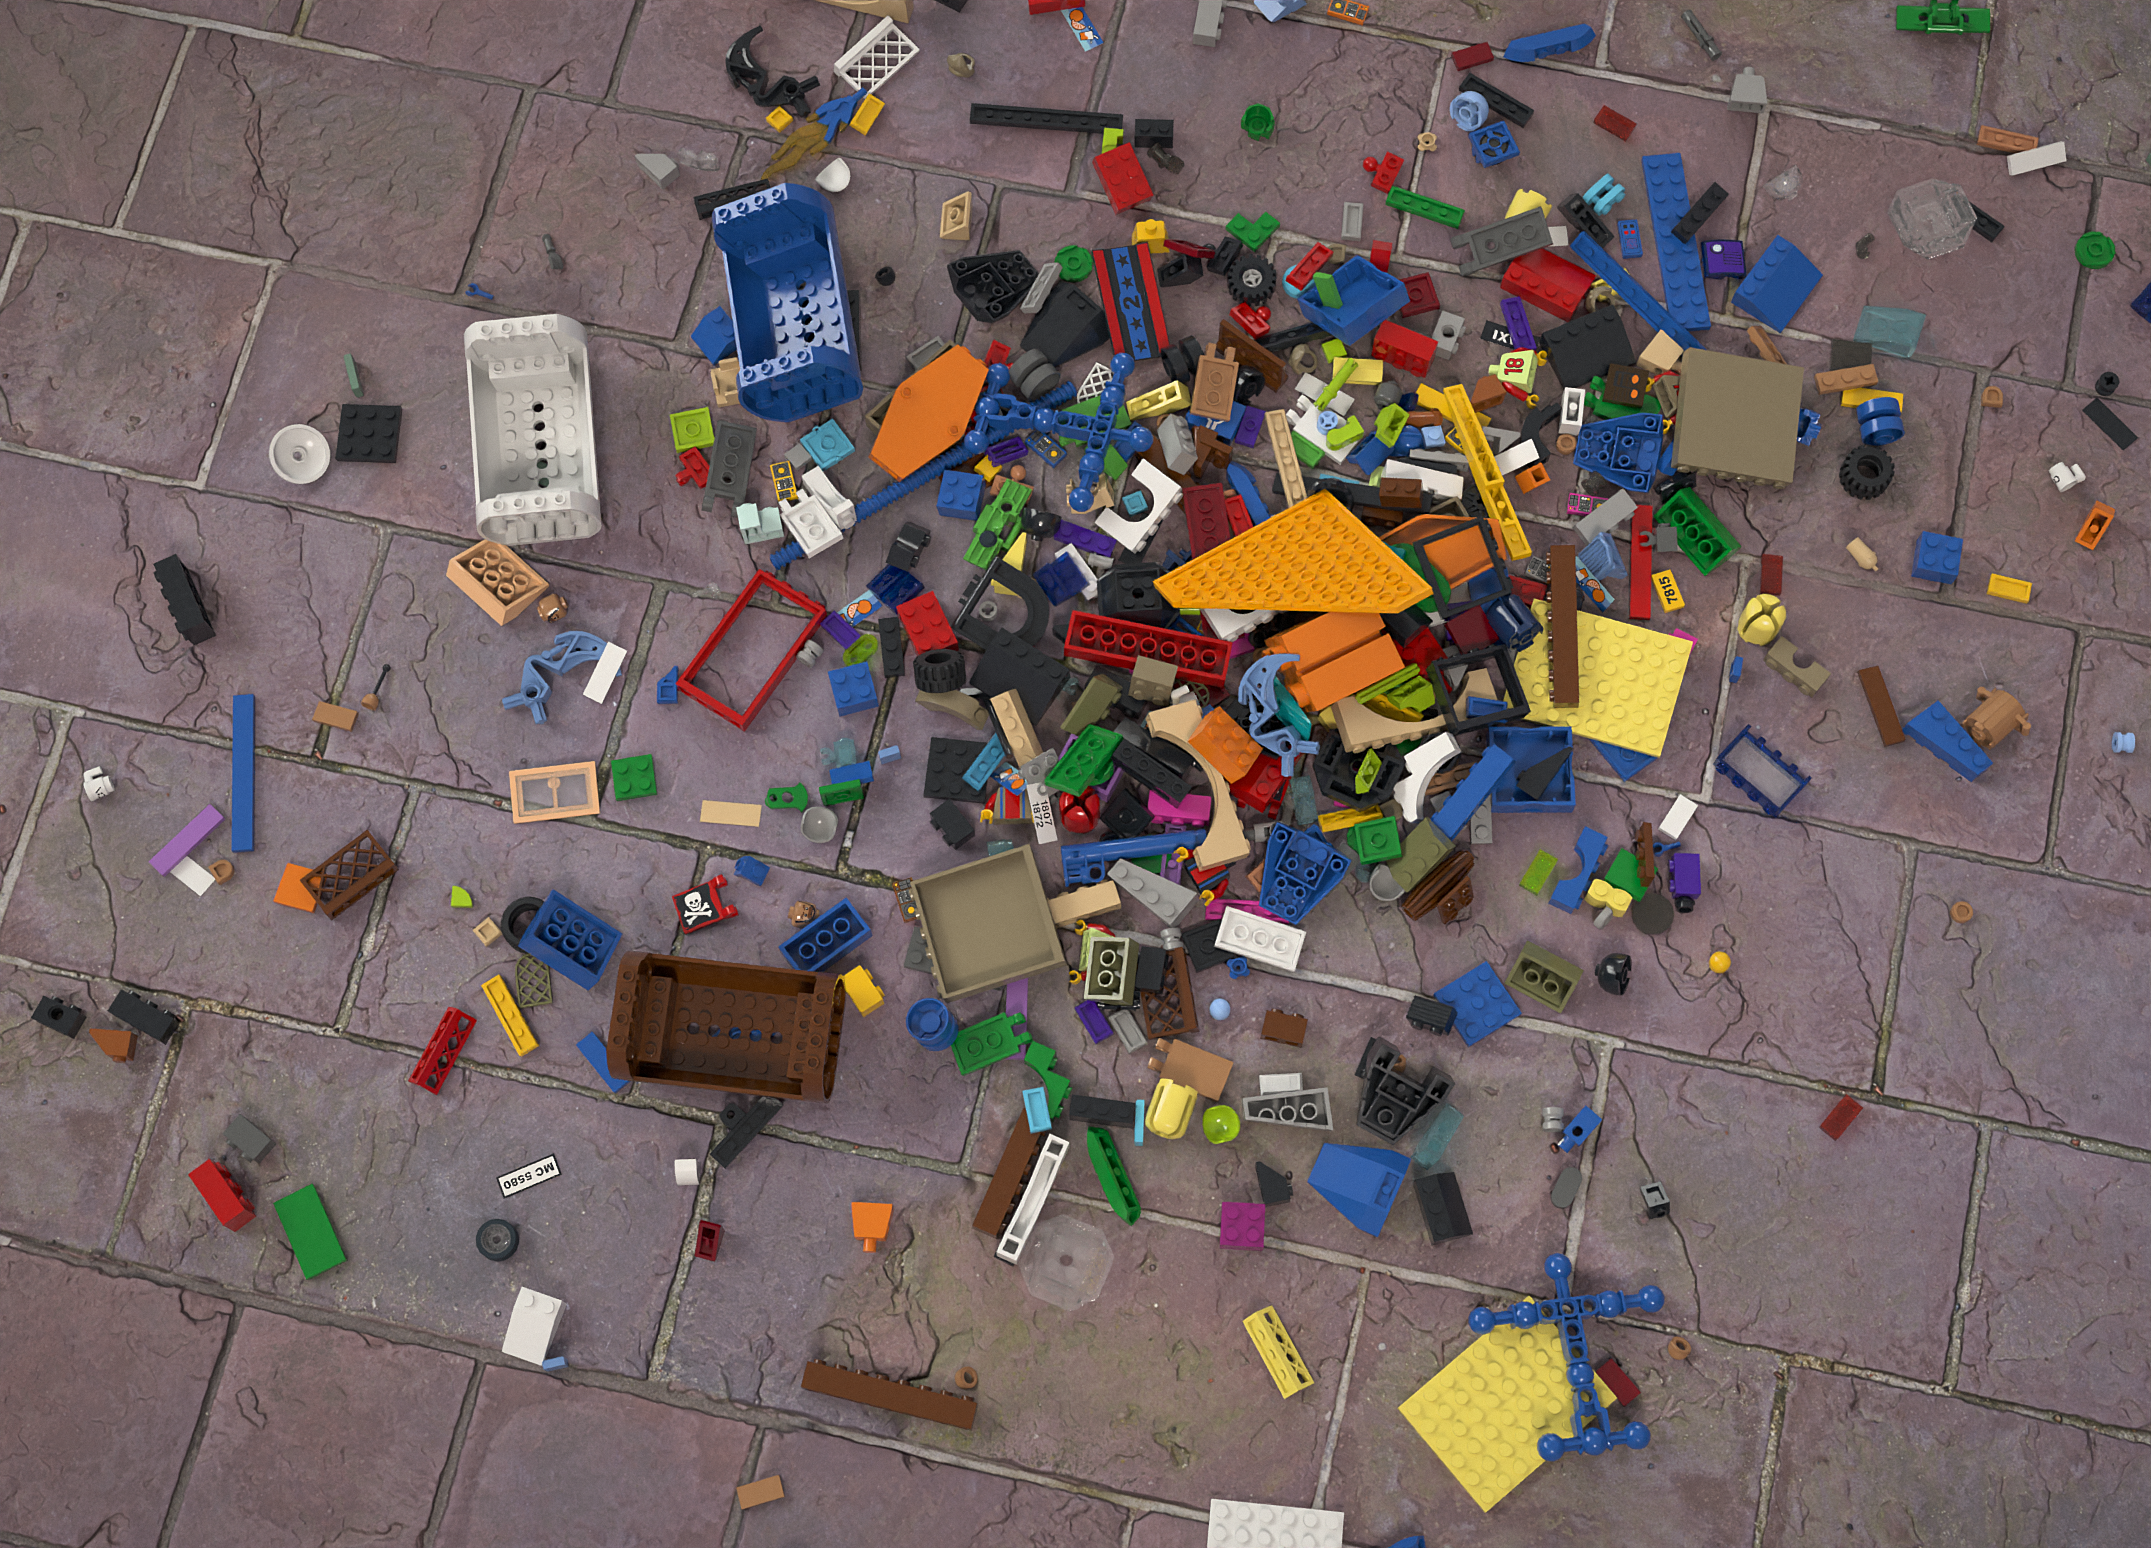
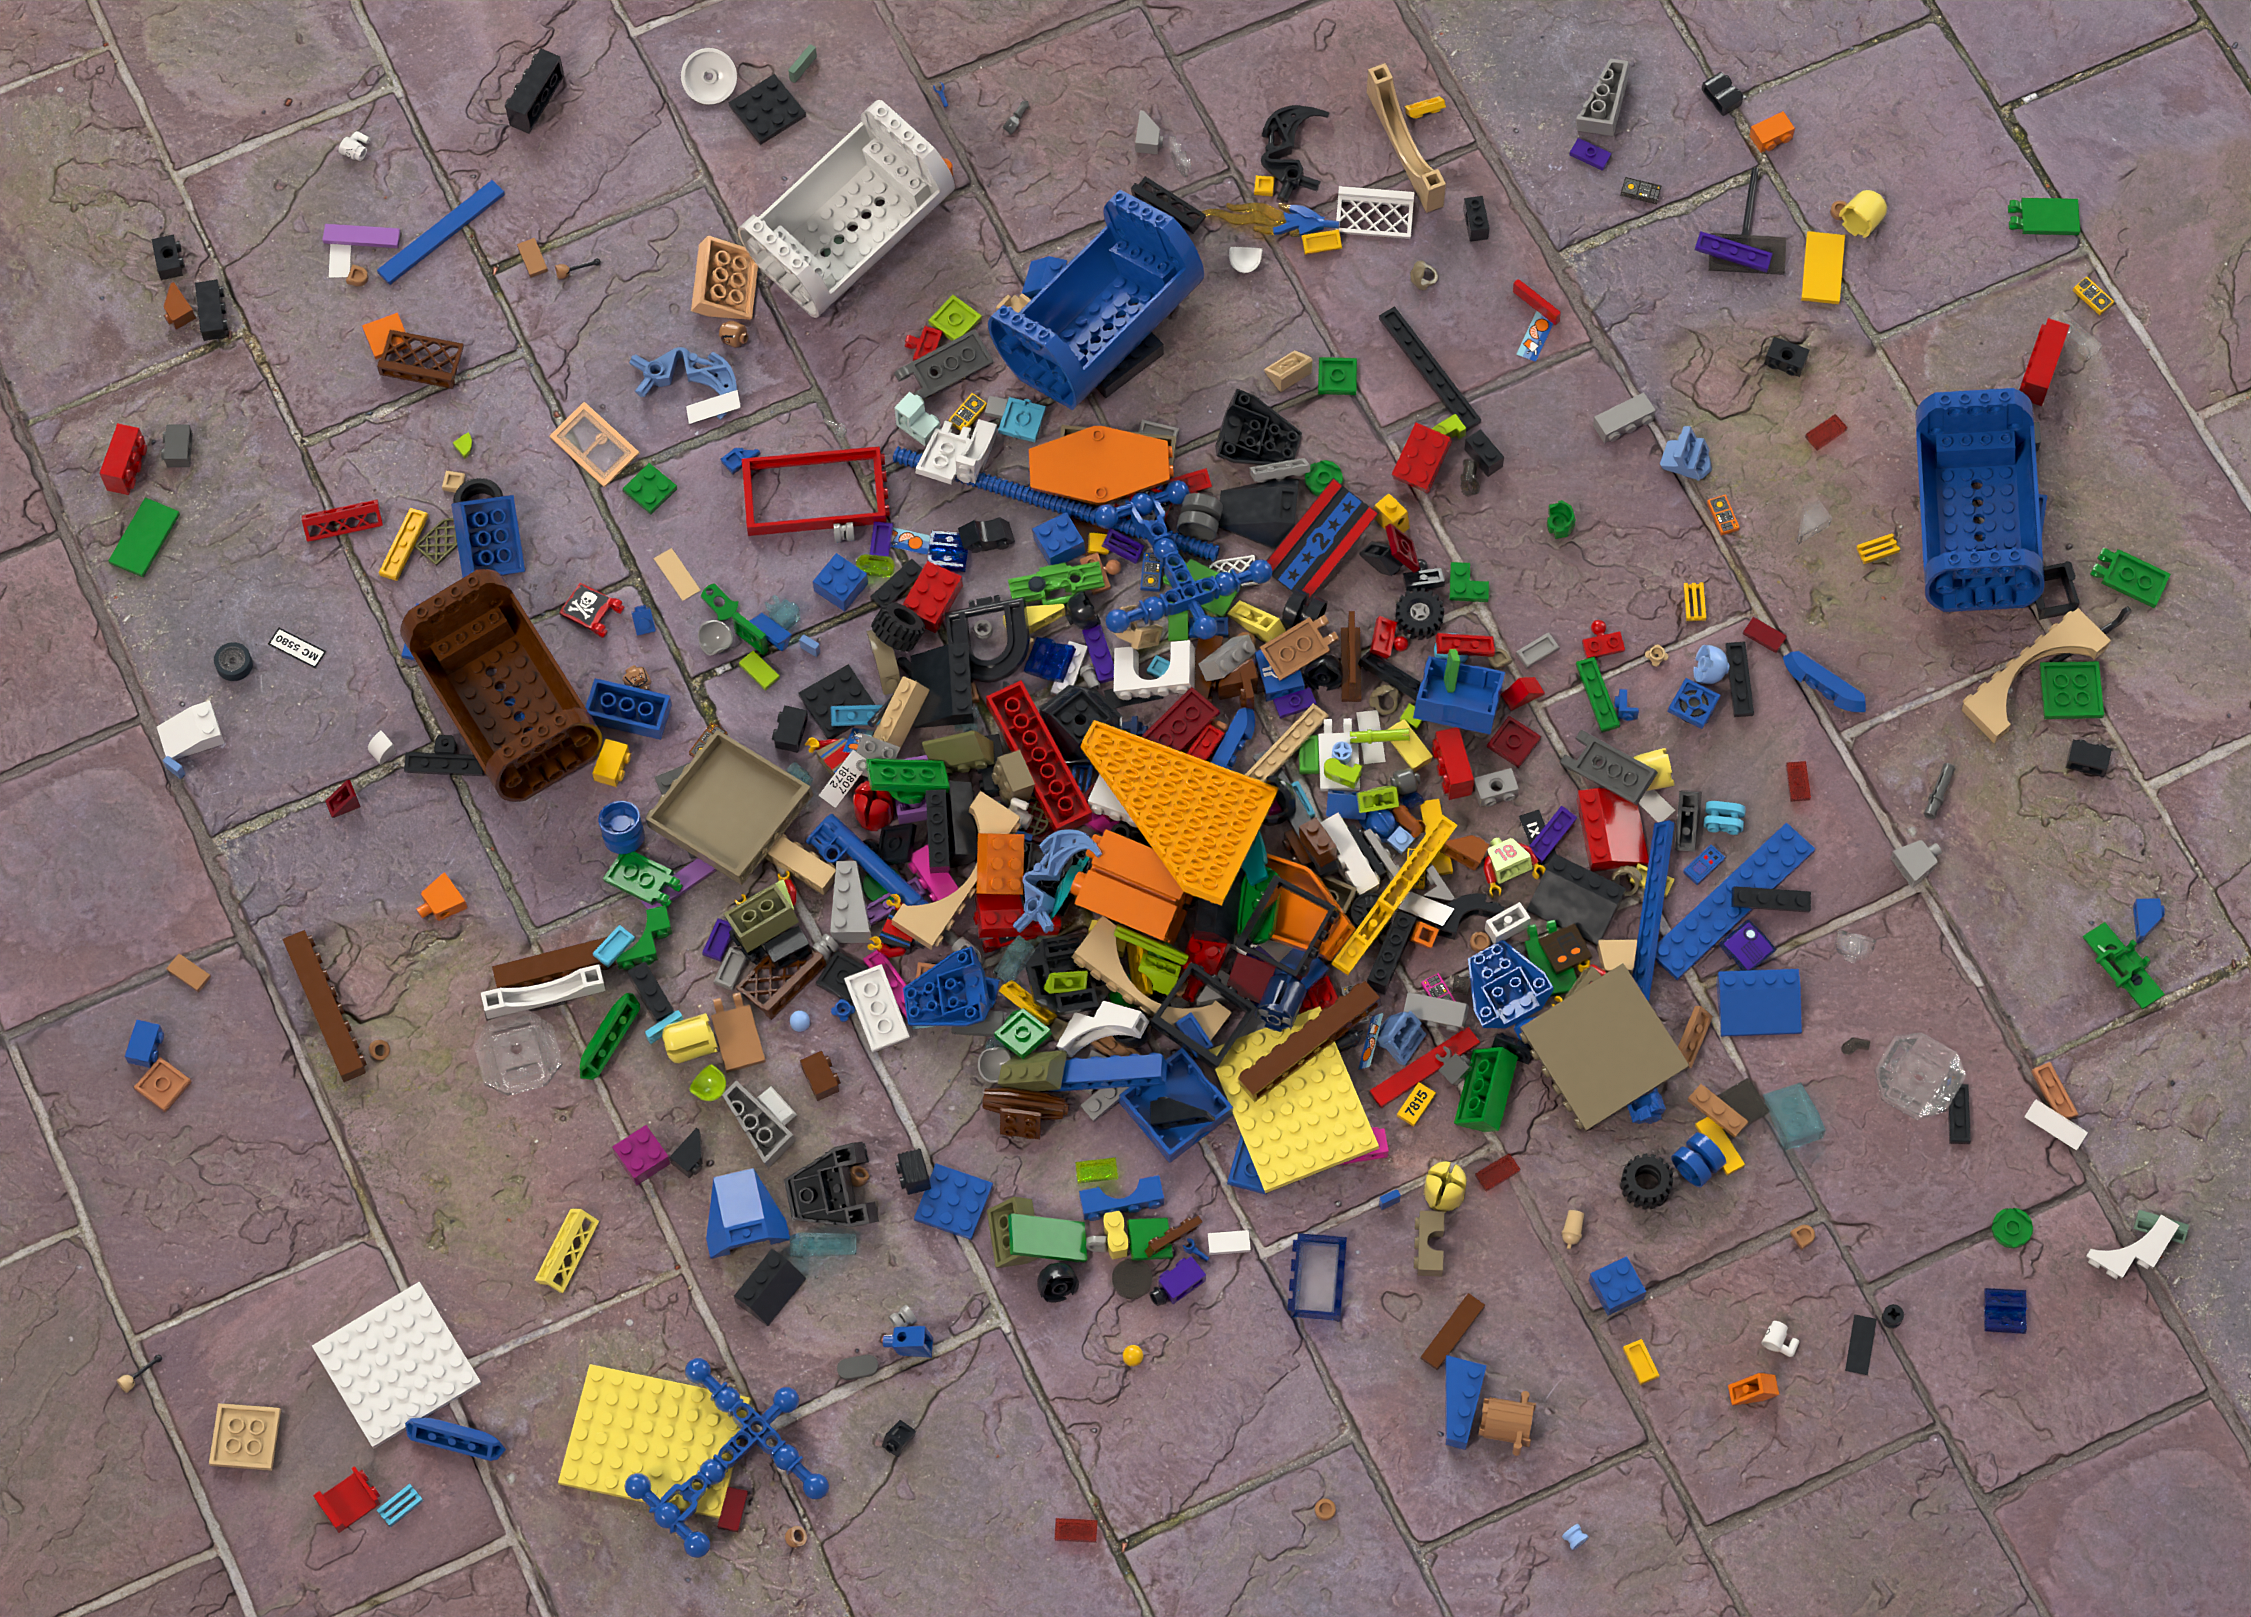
camera: 50 degrees right, 5 degrees down
(875, 811) = (759, 670): none -> lime tile
(886, 279) = (1198, 359): black piece -> none
(993, 189) = (1337, 376): none -> green tile
(1406, 81) = (1693, 587): none -> yellow tile
(1451, 196) = (1624, 712): none -> blue bracket
(1529, 515) = (1391, 952): none -> black brick
(1574, 952) = (1047, 1238): none -> tile

